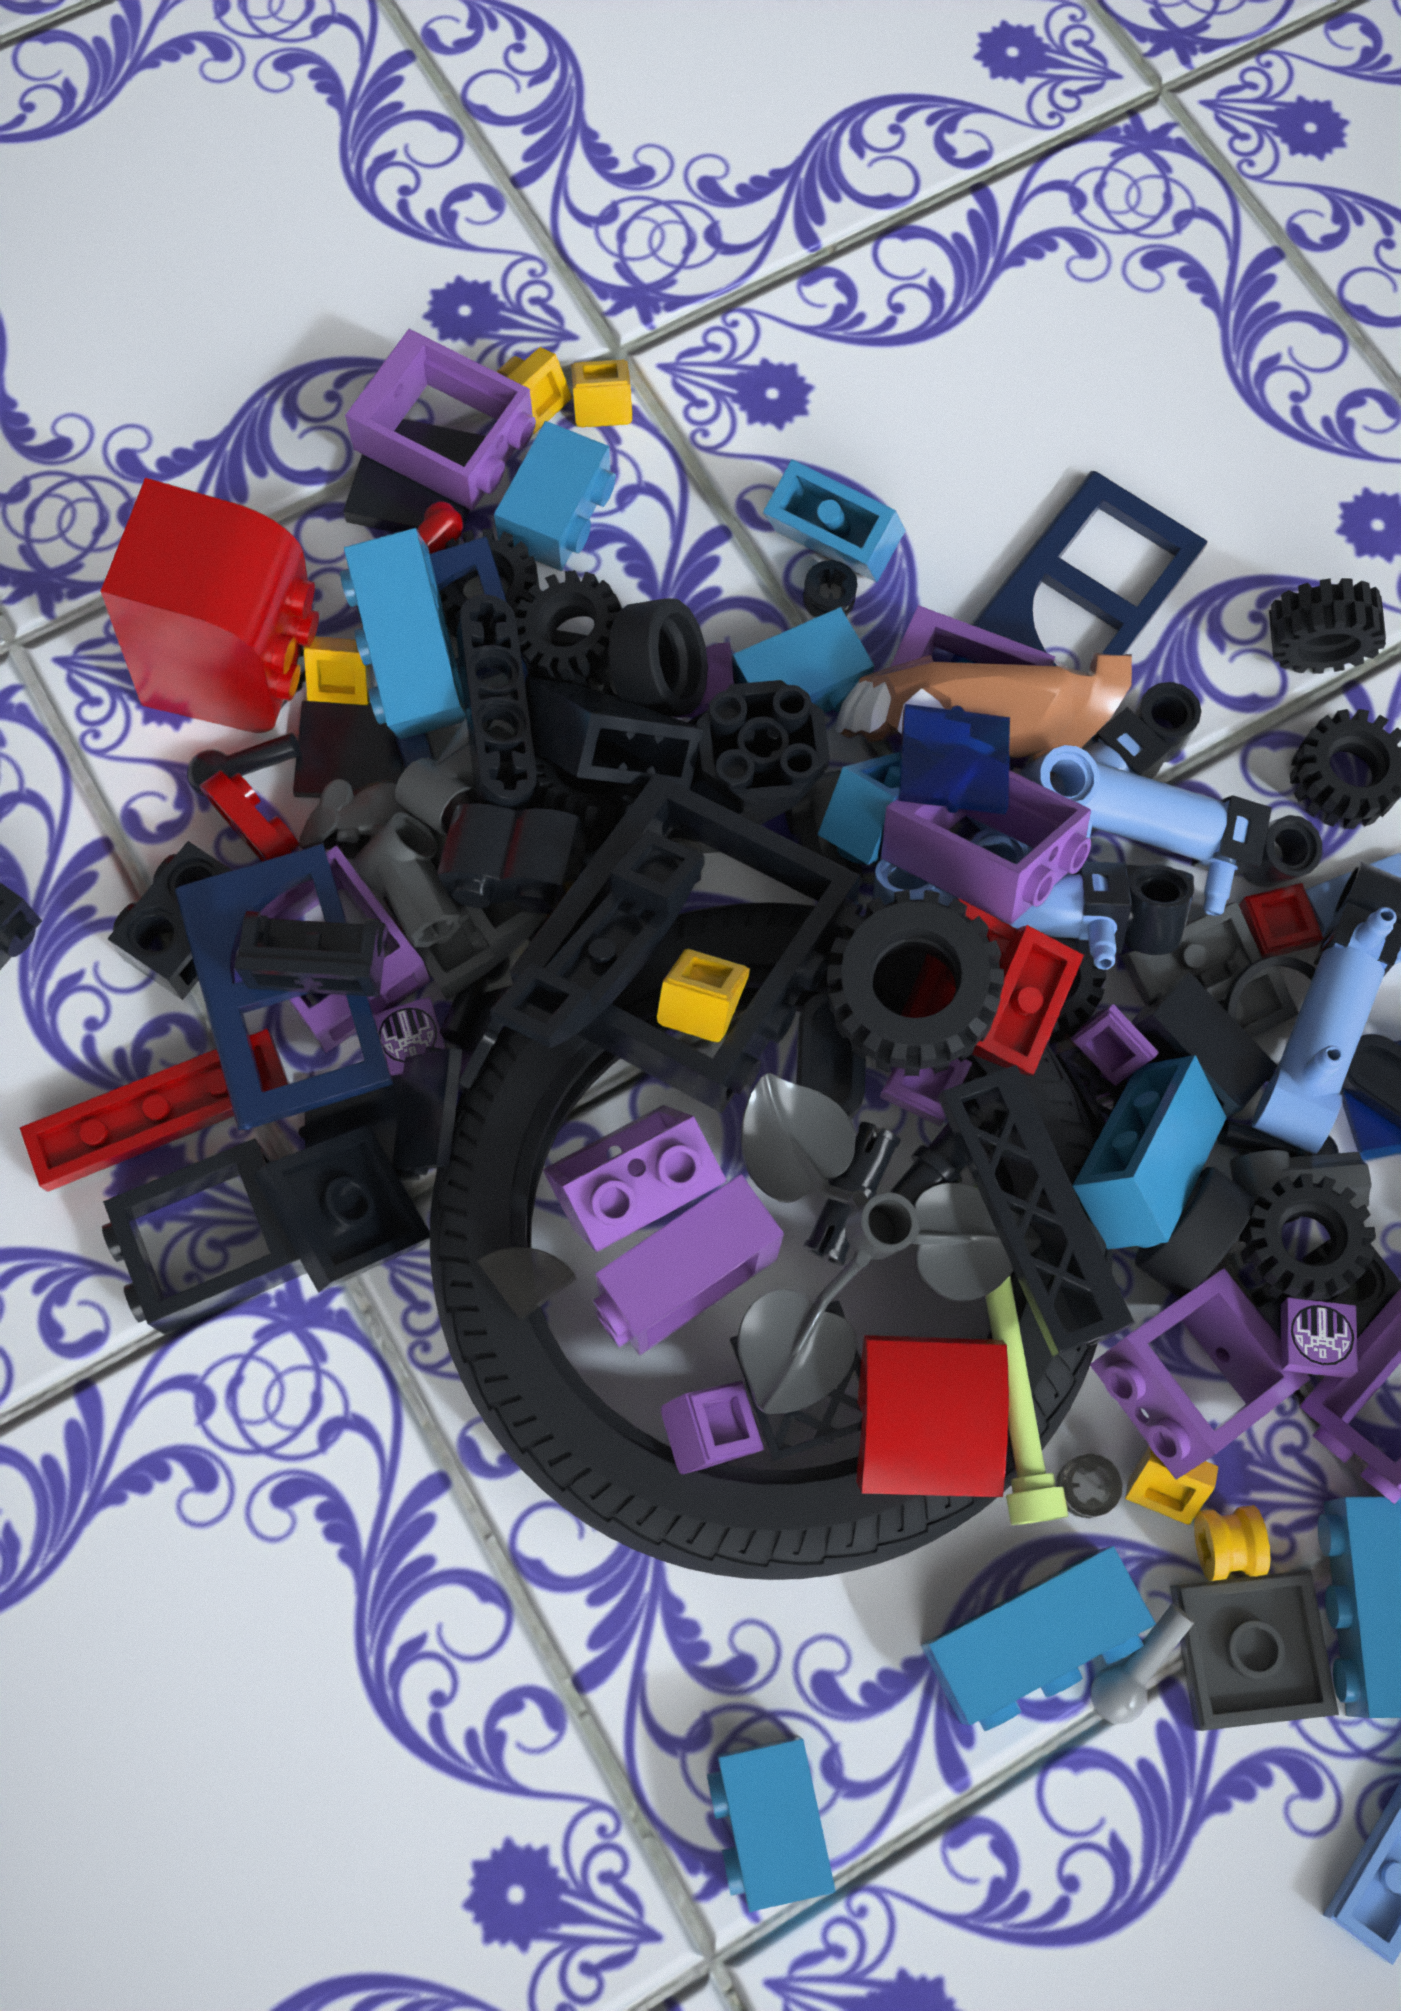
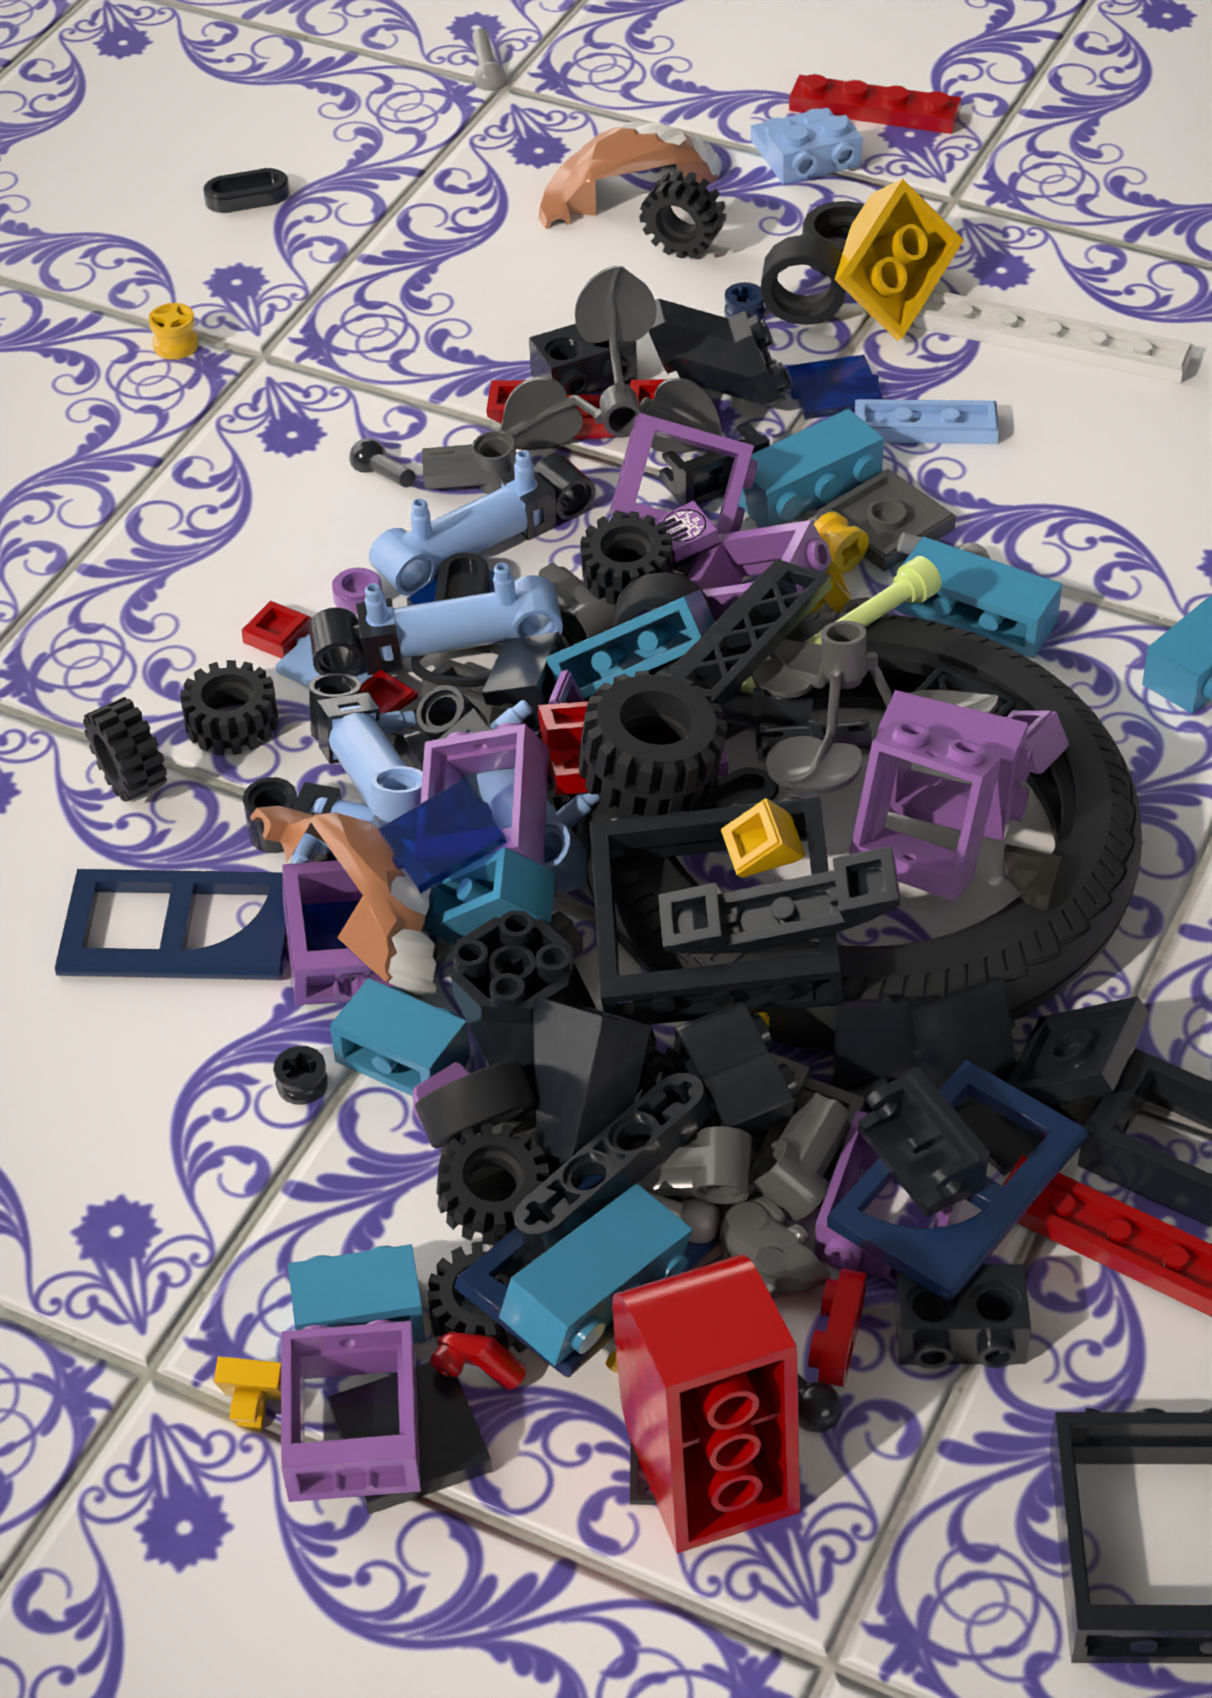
camera: 120 degrees left, 25 degrees down
(602, 393) = (198, 1343): yellow slope -> none
(834, 520) = (244, 1079): dark azure brick -> none
(933, 1416) = (920, 636): red slope -> none

